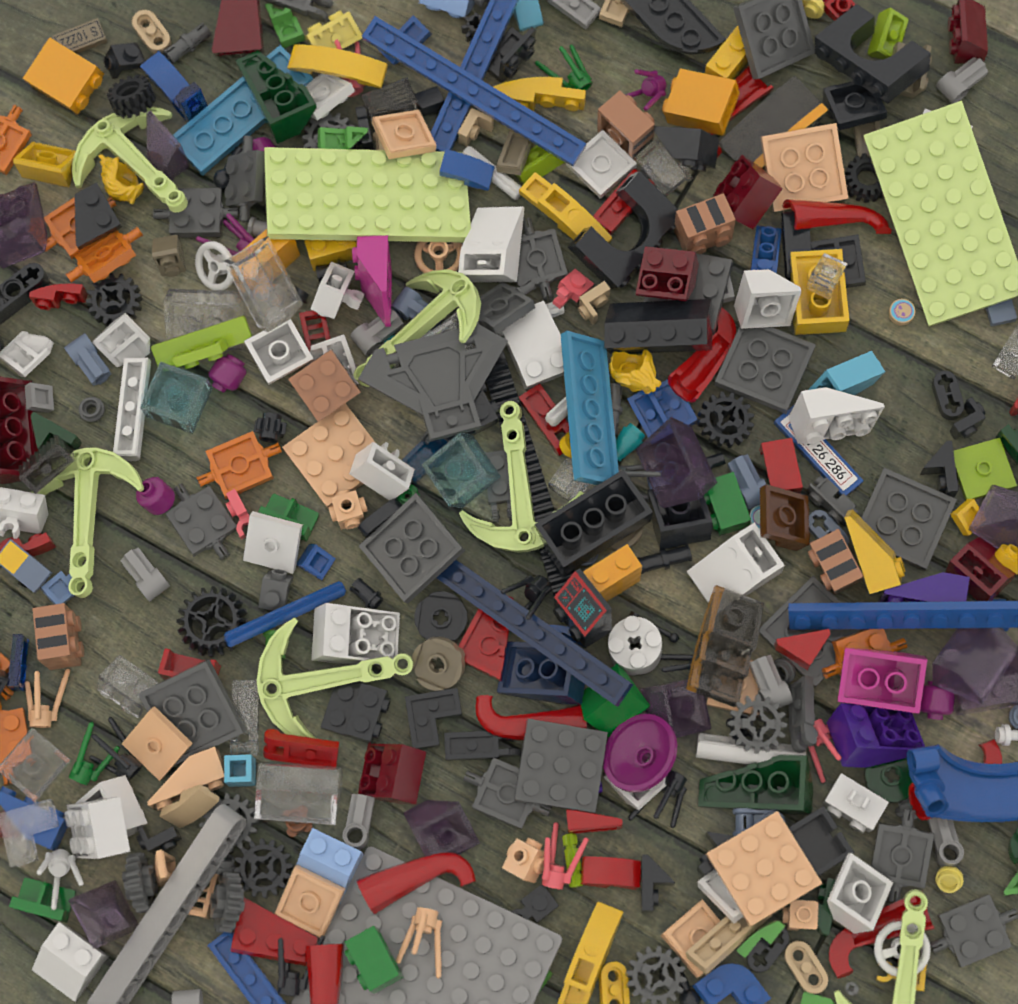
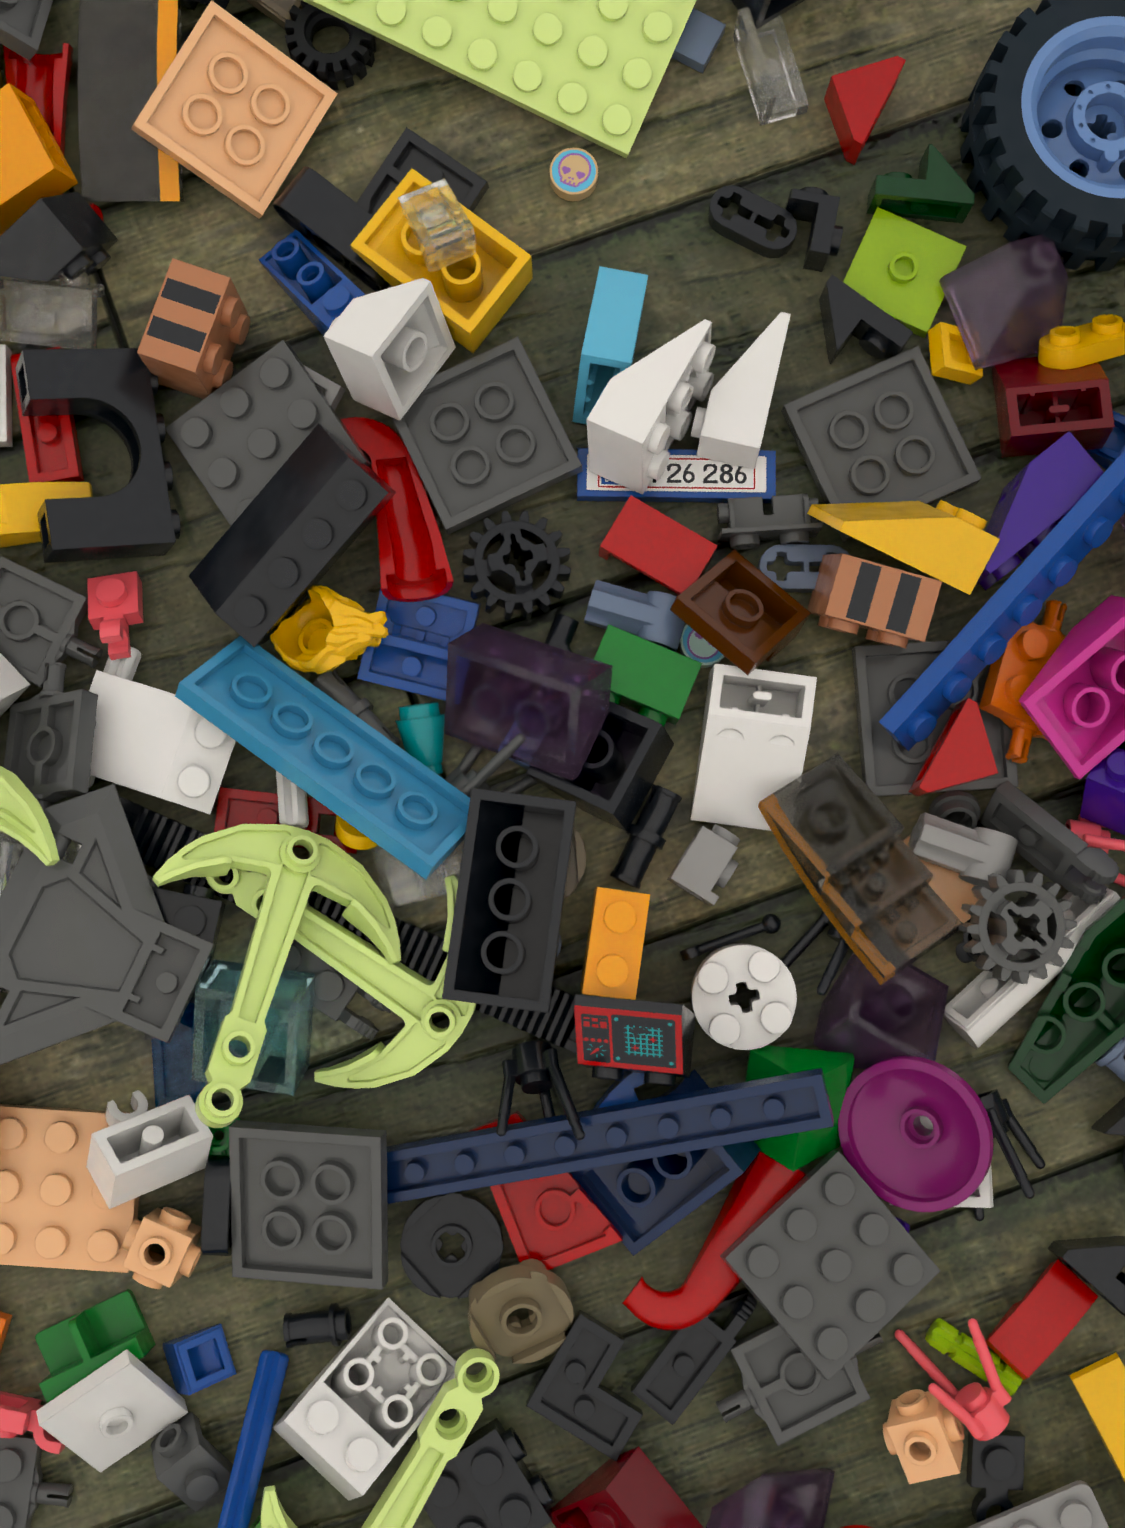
camera: 60 degrees left, 10 degrees up
(529, 435) = (289, 883): none -> yellowish green piece
(586, 822) = (944, 1293): red slope -> none
(593, 298) = (161, 588): tan bracket -> none
(667, 274) = (223, 453): dark red slope -> none
(674, 590) = (706, 863): none -> light grey brick
(748, 191) = (199, 220): dark red slope -> none
(817, 214) = (330, 149): red animal -> none
(869, 449) = (740, 402): none -> white slope

